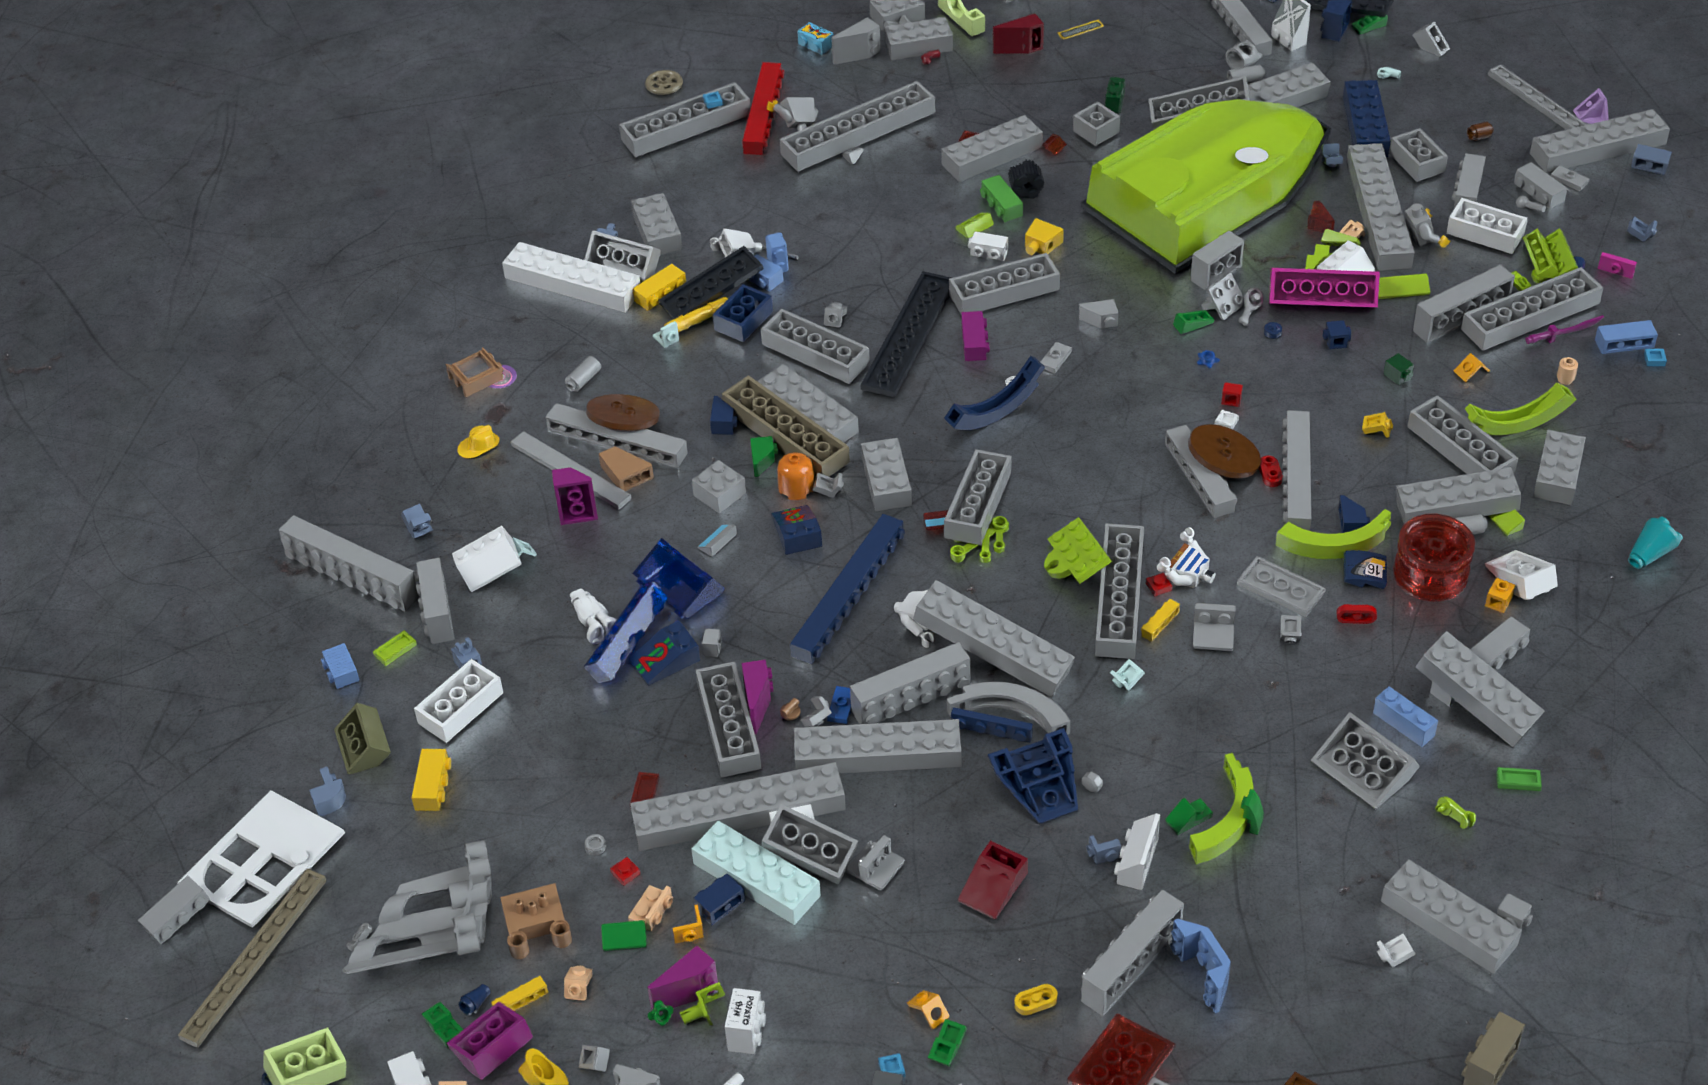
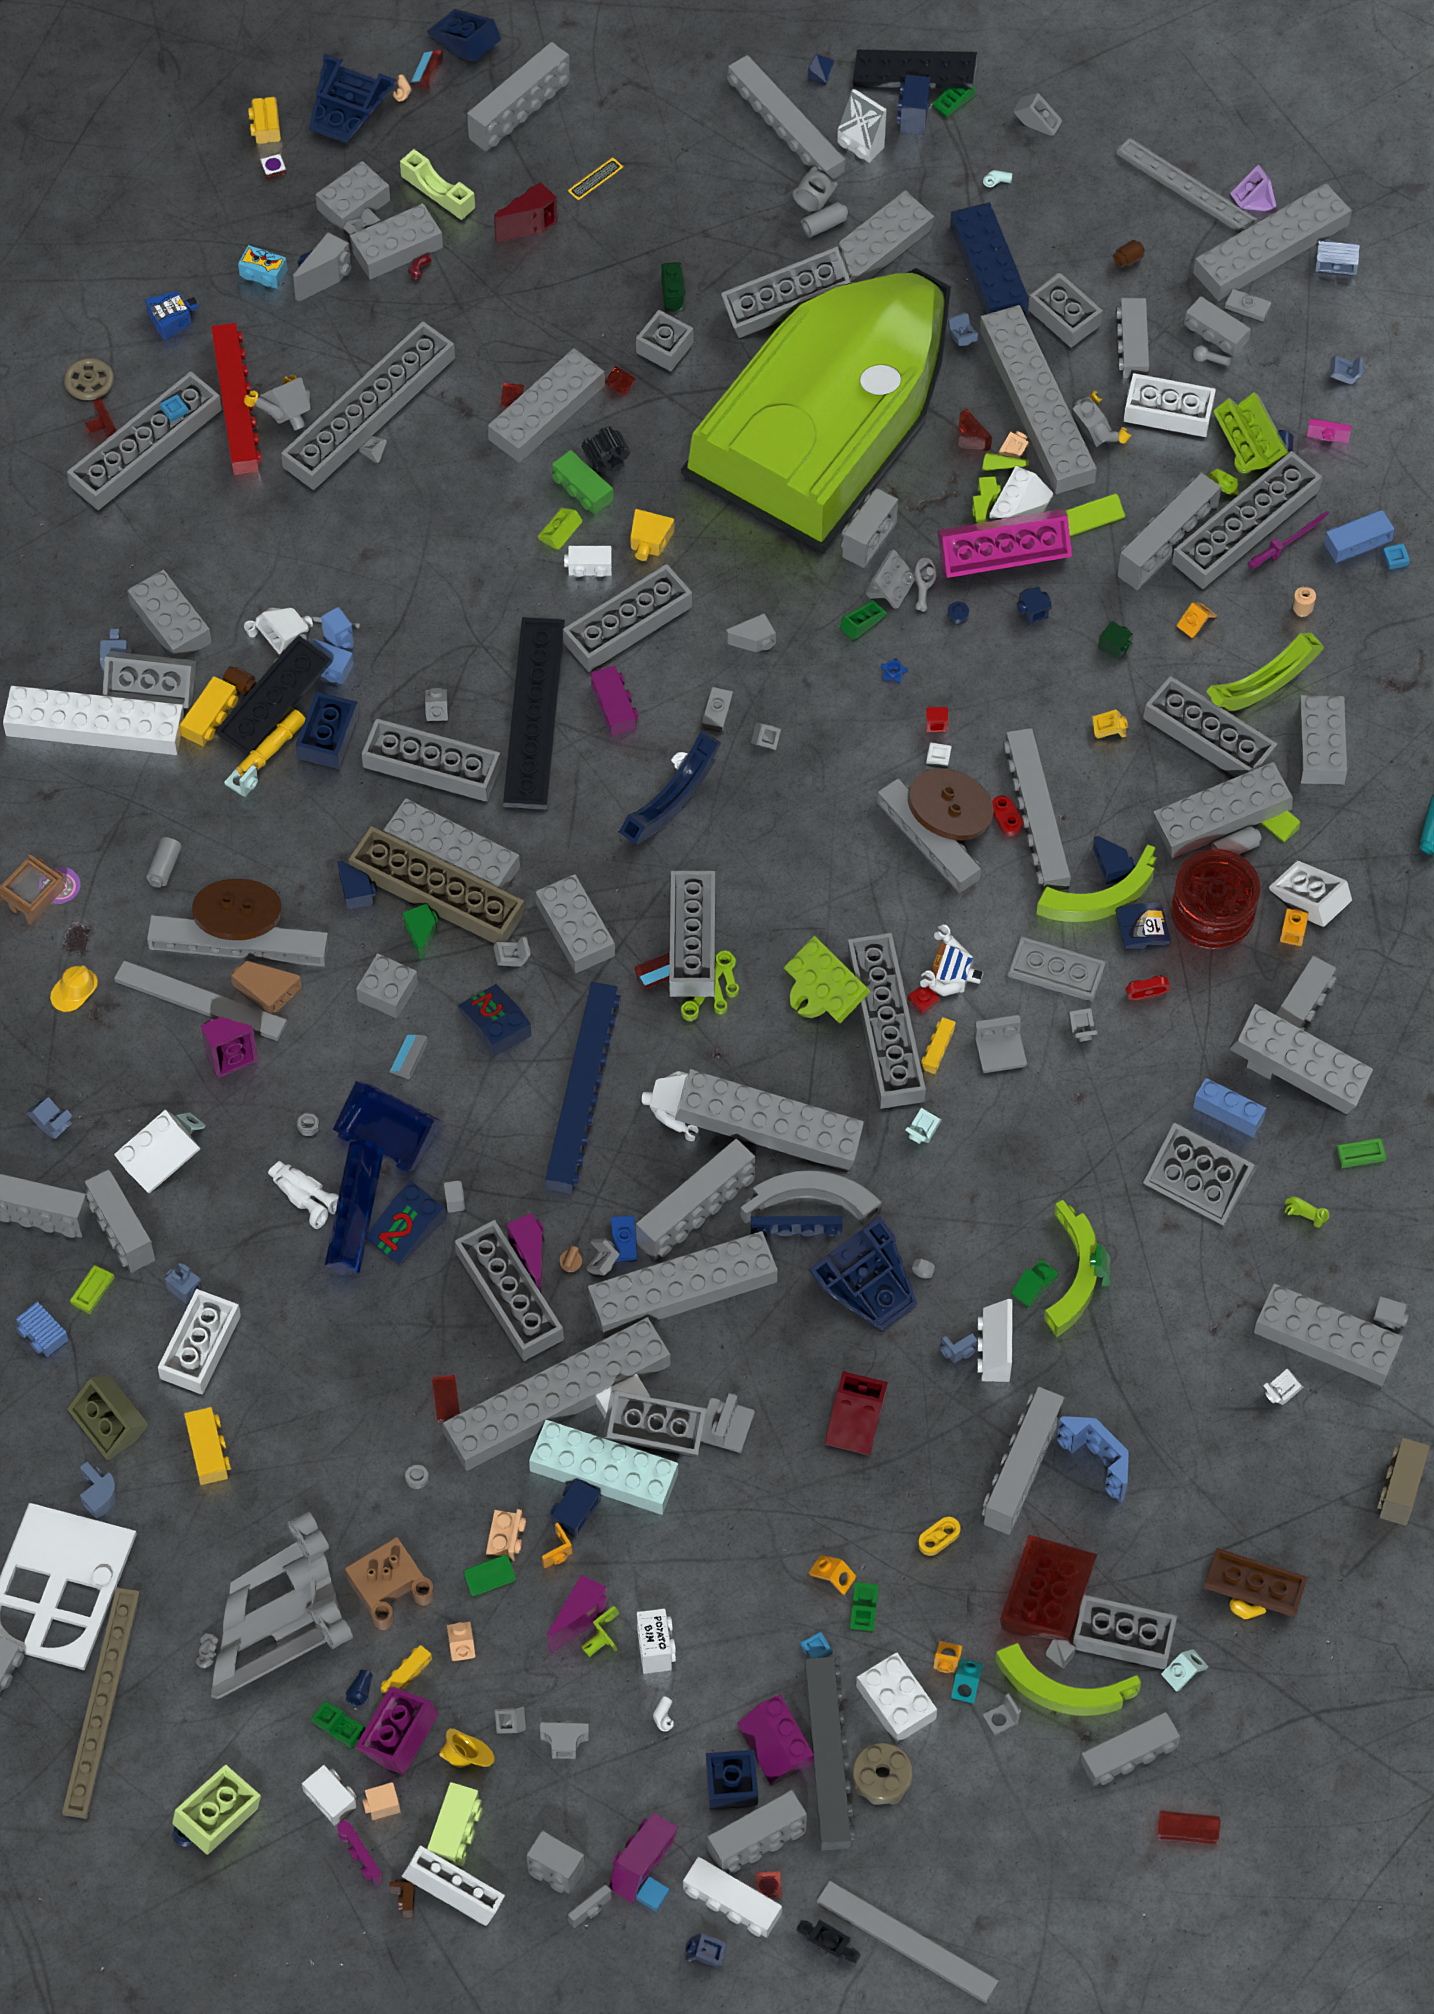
camera: 20 degrees left, 15 degrees up
(616, 568) = (308, 1124): none -> light grey tile
(625, 871) = (461, 1499): red plate -> none
(654, 106) = (102, 422): none -> clear red tile
(664, 1017) = (562, 1653): green plate -> none
(690, 269) = (240, 679): none -> reddish brown brick
(738, 53) = (170, 313): none -> blue torso
(795, 476) = (472, 952): orange cylinder -> none
(1088, 381) = (765, 736): none -> light grey slope

